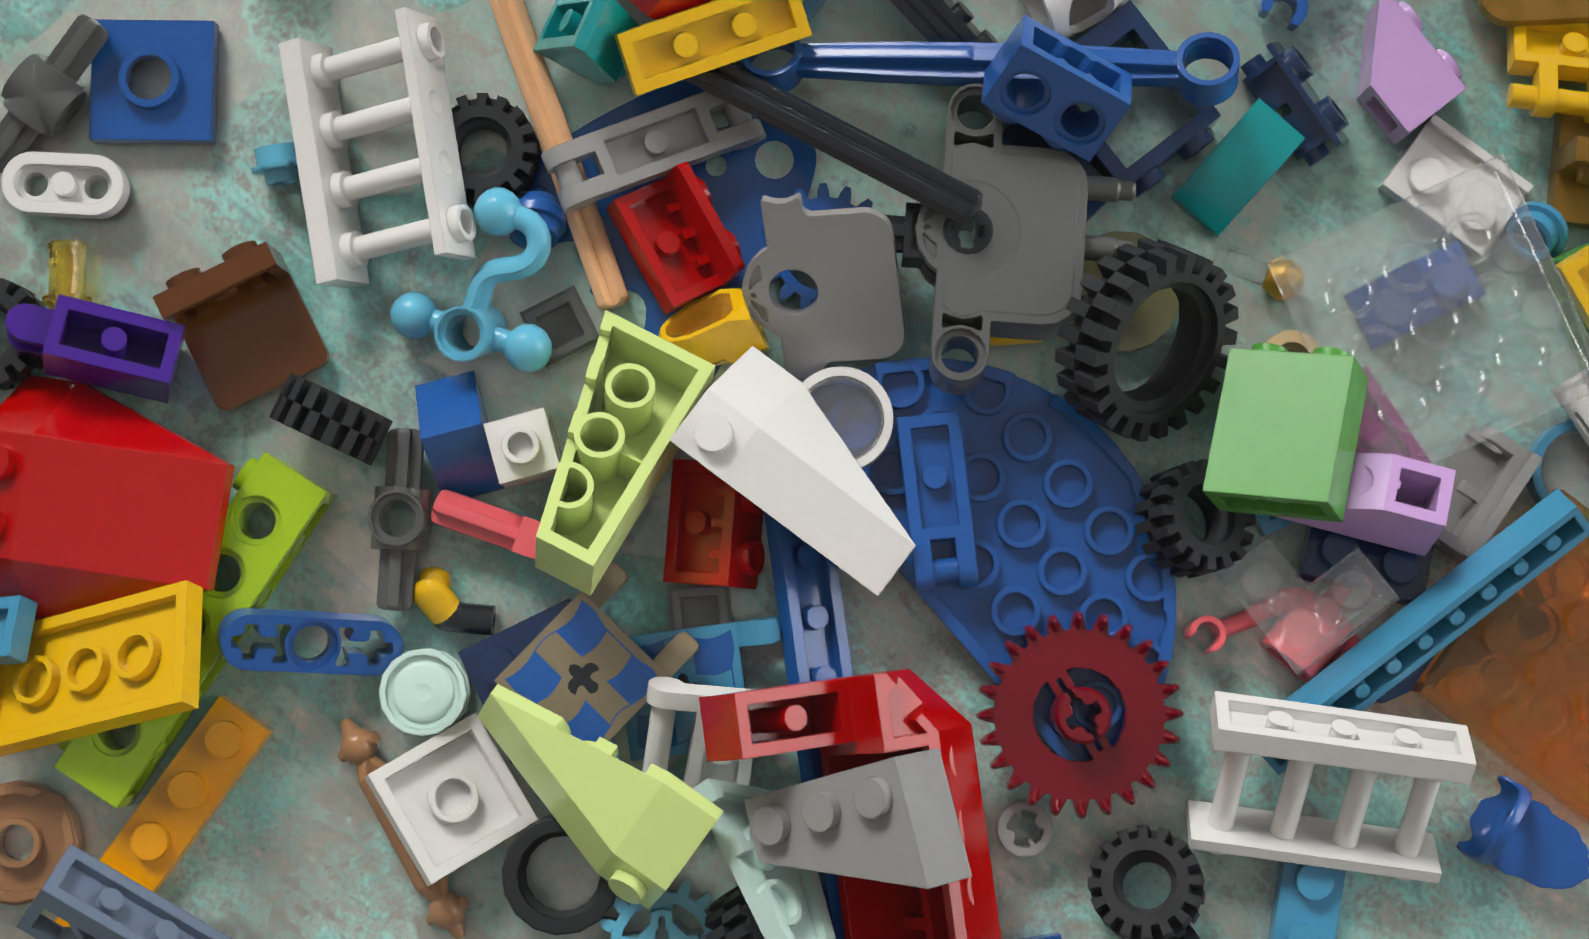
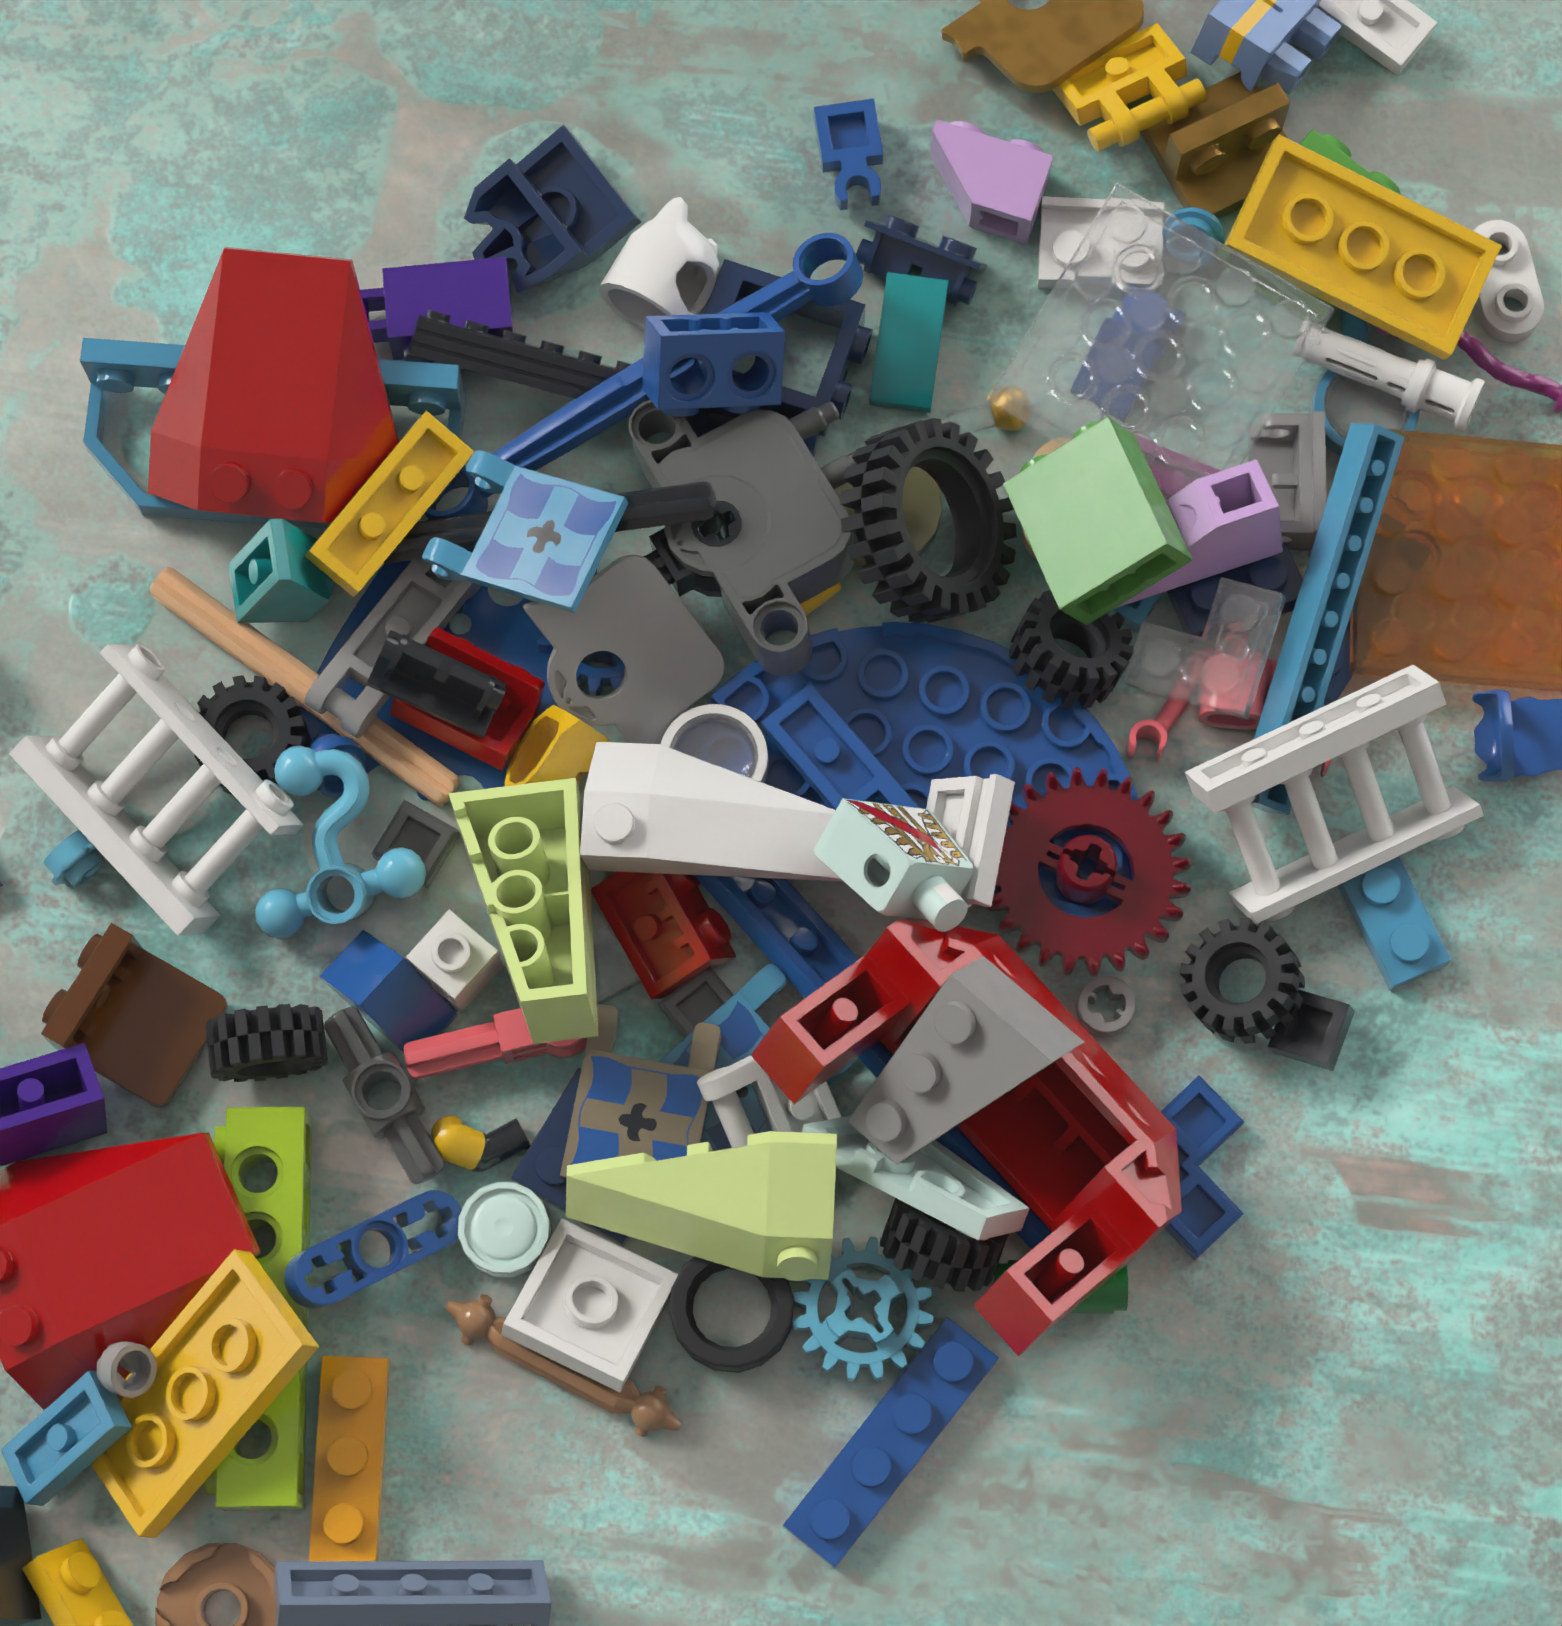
camera: 35 degrees left, 10 degrees down
(56, 628) = (133, 1358): none -> light grey hinge
(655, 212) = (436, 684): none -> black hinge
(812, 147) = (538, 539): none -> dark azure flag
(926, 616) = (897, 861): none -> light aqua torso
(993, 627) = (976, 819): none -> white plate

